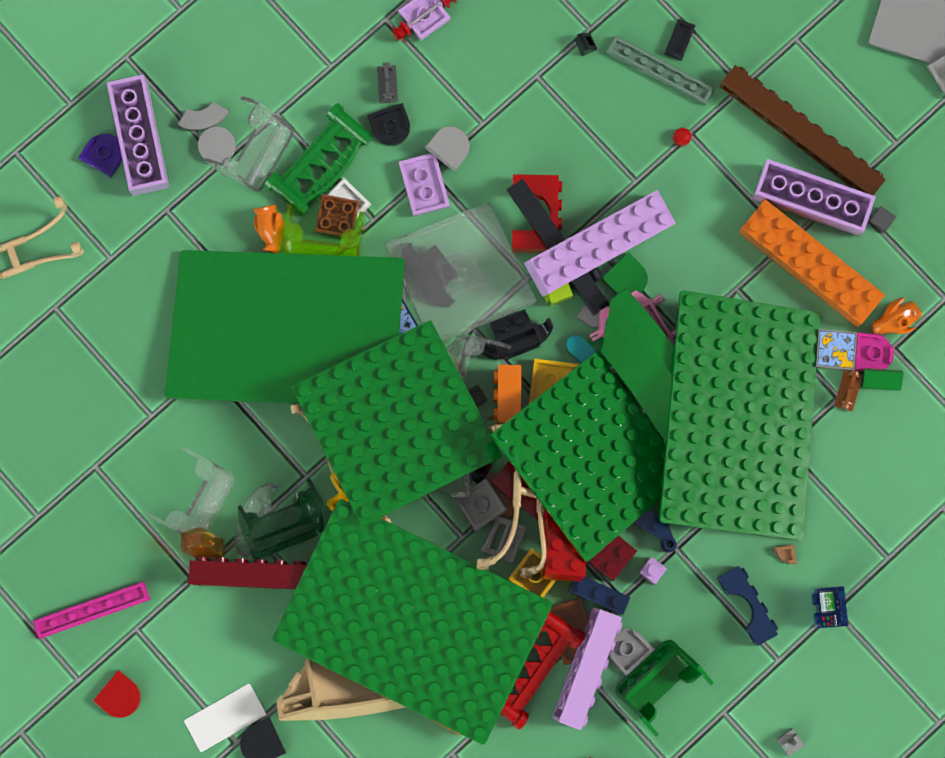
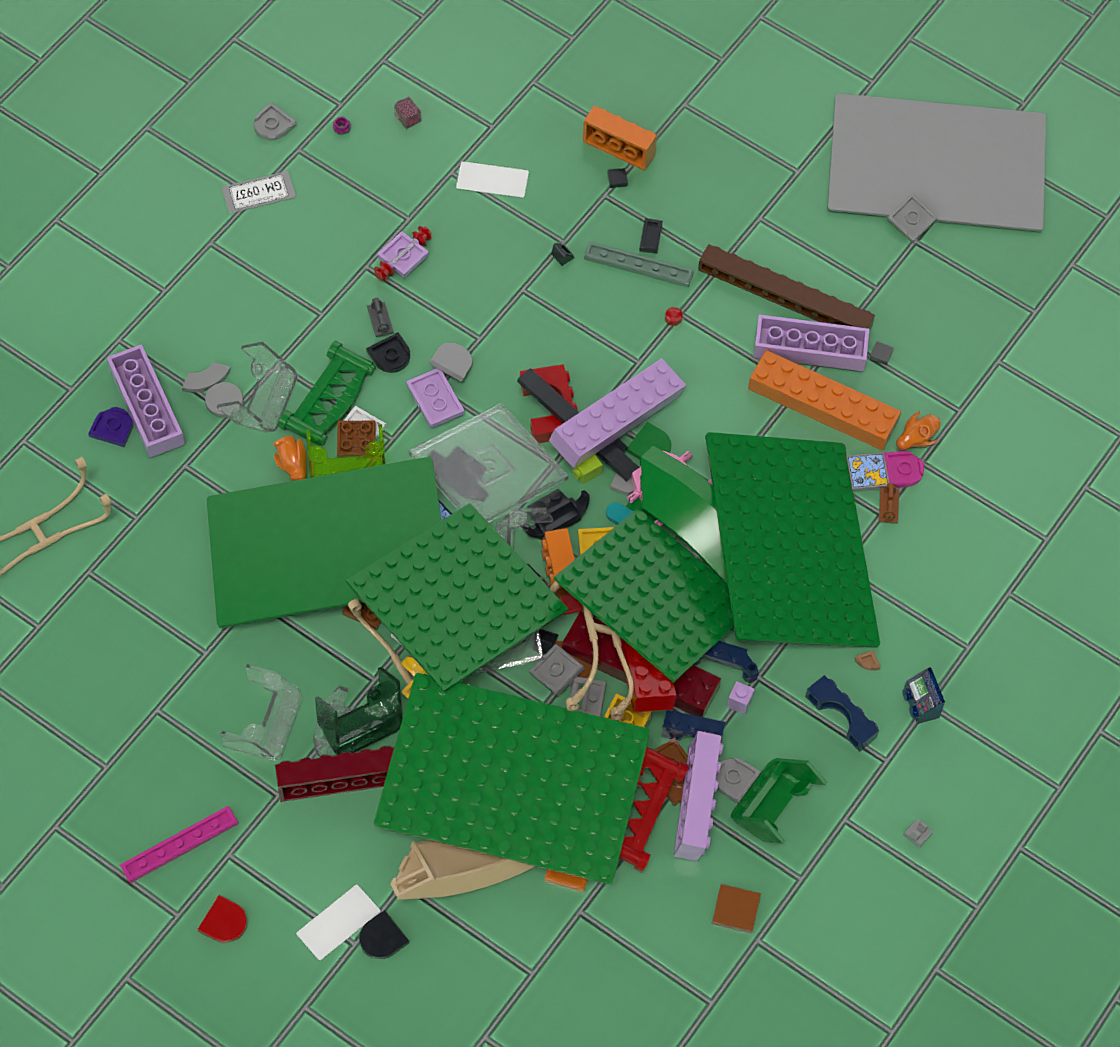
camera: 15 degrees left, 20 degrees down
(202, 544) = (279, 750): clear orange slope -> none
(882, 379) = (918, 488): green tile -> none

